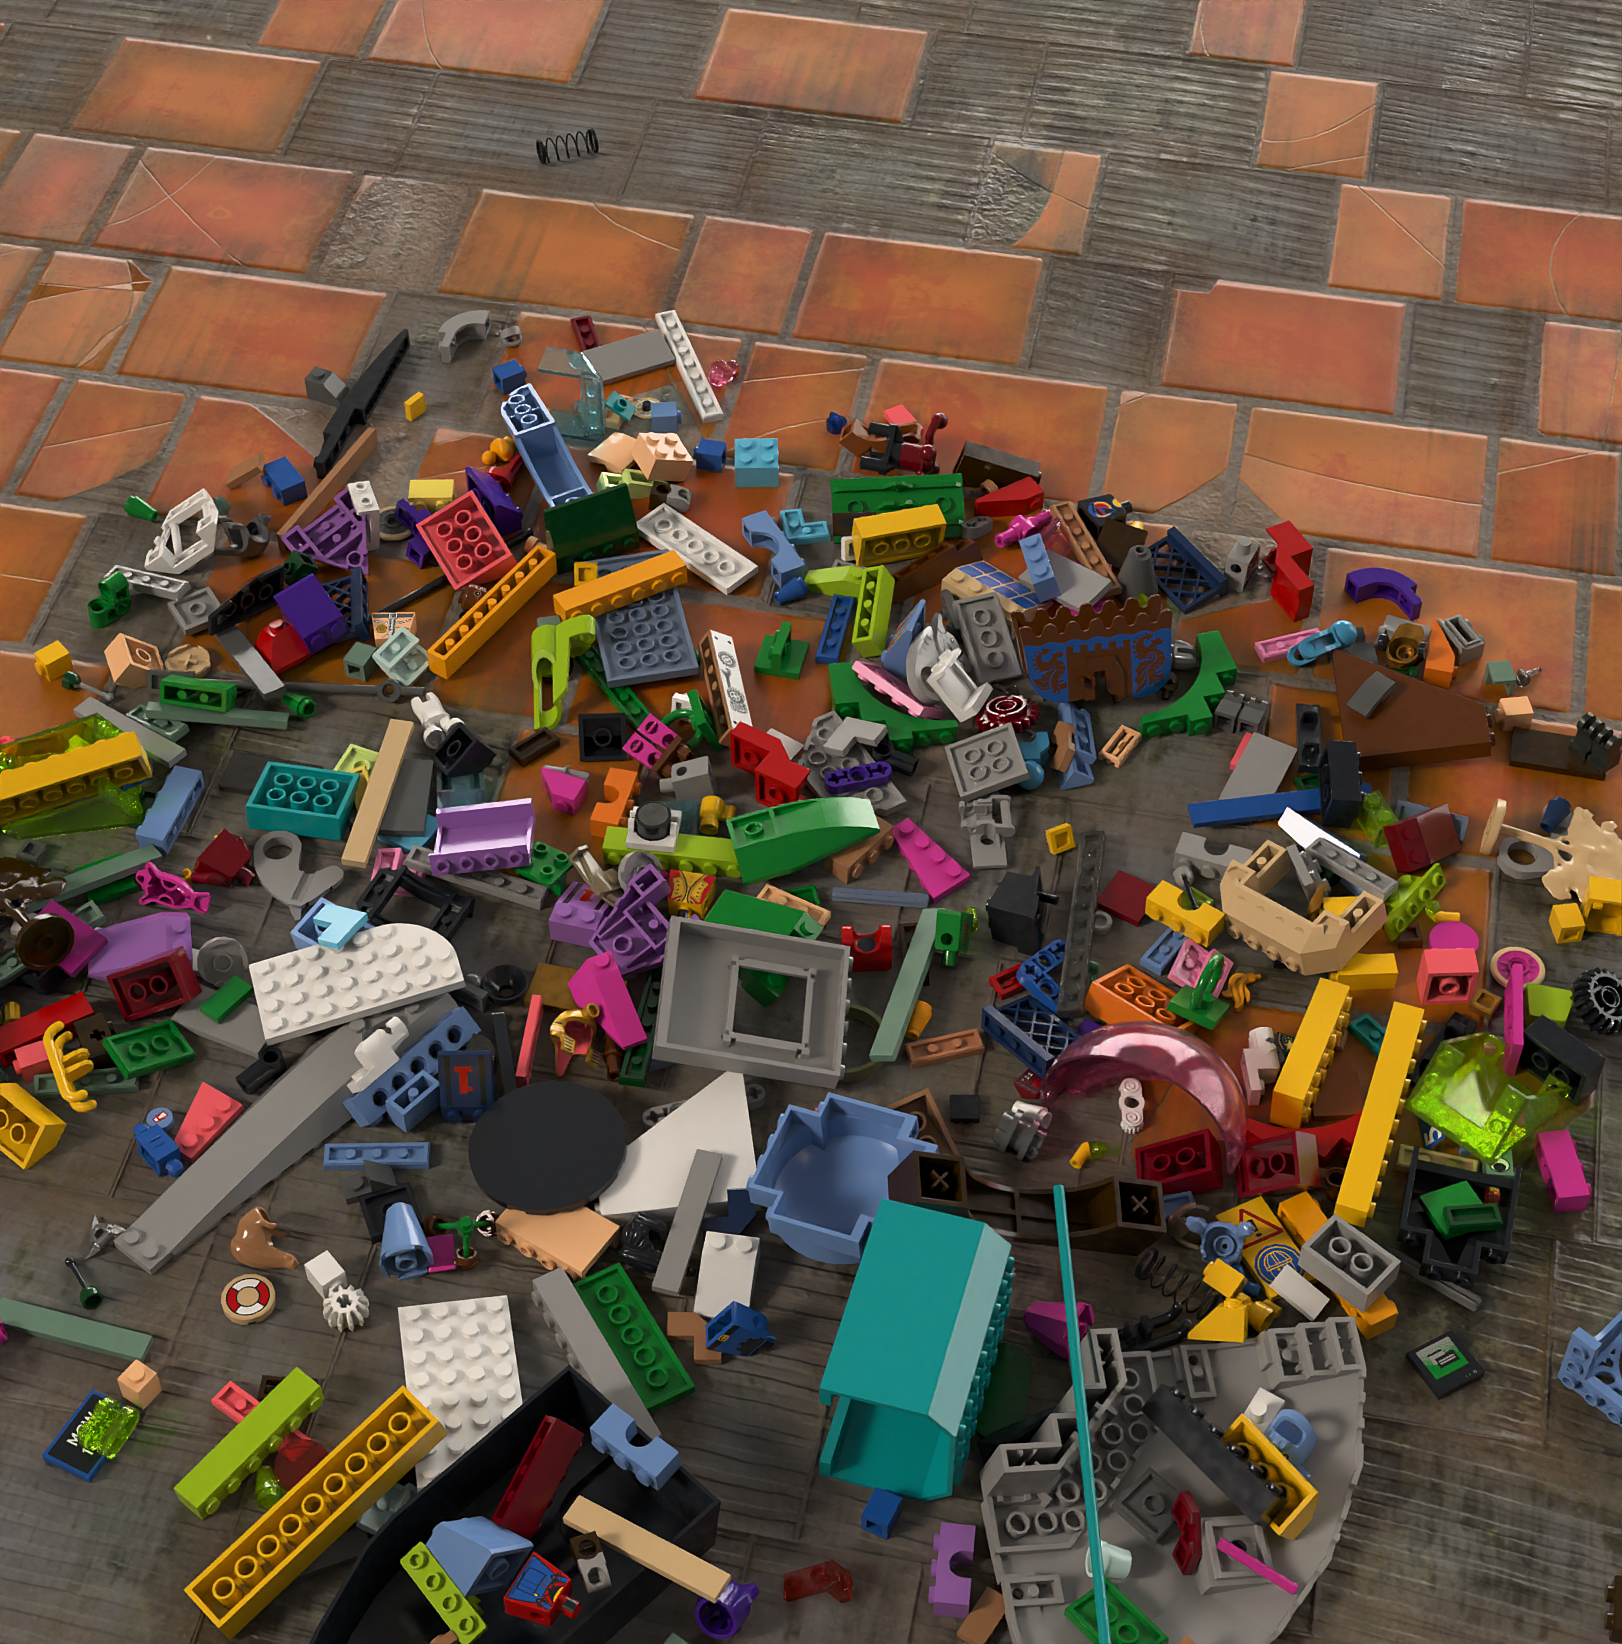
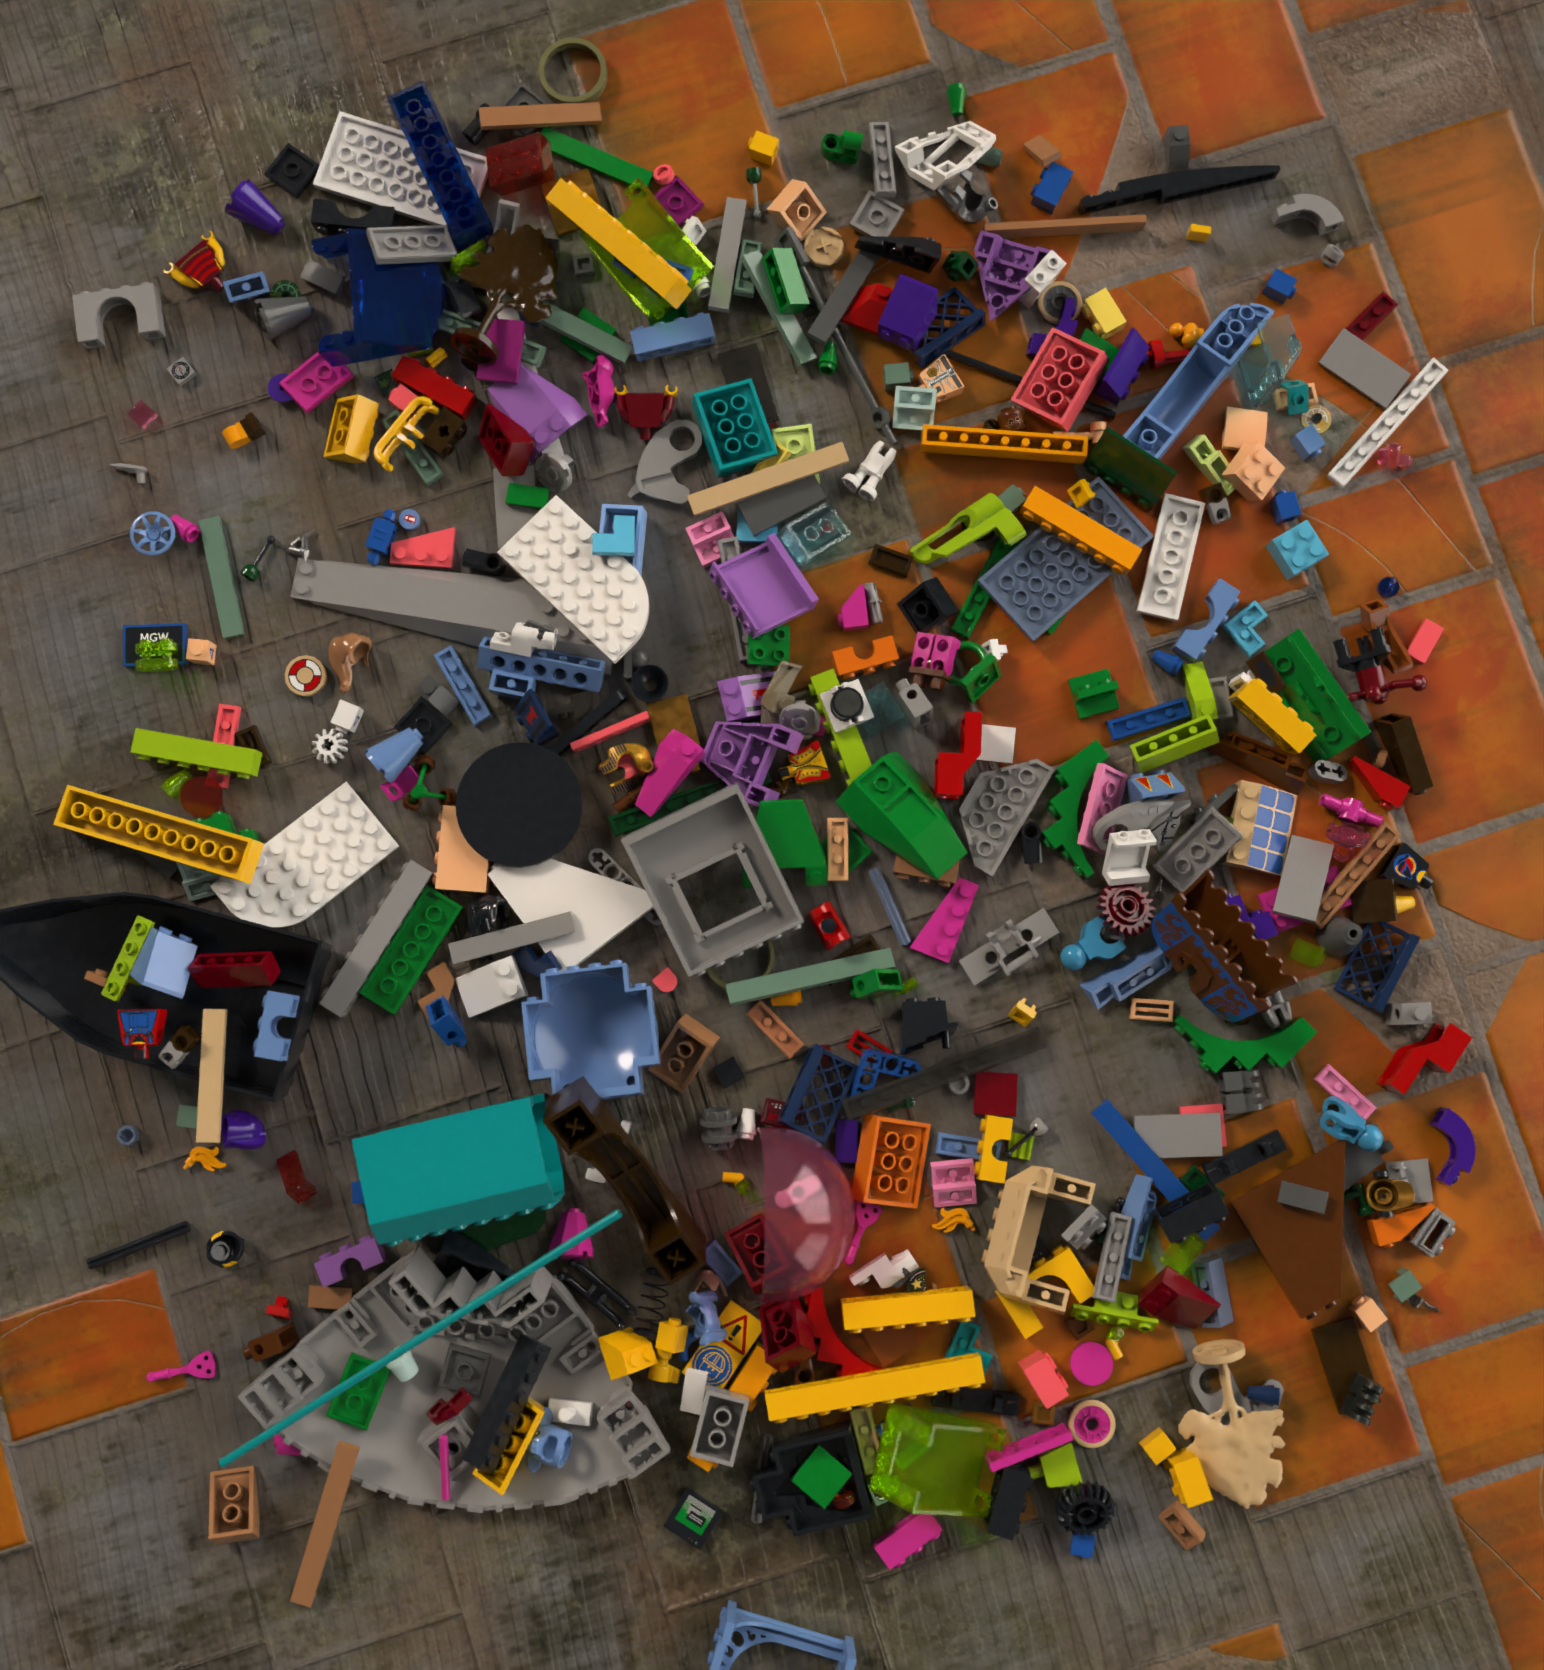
camera: 60 degrees right, 35 degrees up
(148, 1049) = (454, 473): green tile -> none
(453, 907) = (682, 605): black wedge -> none
(463, 753) = (844, 515): black slope -> none
(714, 810) = (900, 735): yellow piece -> none
(724, 683) = (1026, 673): brick -> none
(852, 785) = (975, 821): dark purple beam -> none
(854, 731) = (1034, 798): light grey tile -> none
(987, 762) = (1061, 920): light grey plate -> none
(1039, 567) = (1295, 855): medium blue arch -> none
(1066, 749) = (1108, 974): medium nougat tile -> none
(1192, 853) = (1062, 1123): light grey arch -> none
(1198, 1003) = (914, 1201): green tile -> none
(1315, 903) = (1055, 1245): pearl gold bar -> none
(1472, 1218) = (814, 1495): dark green tile -> none

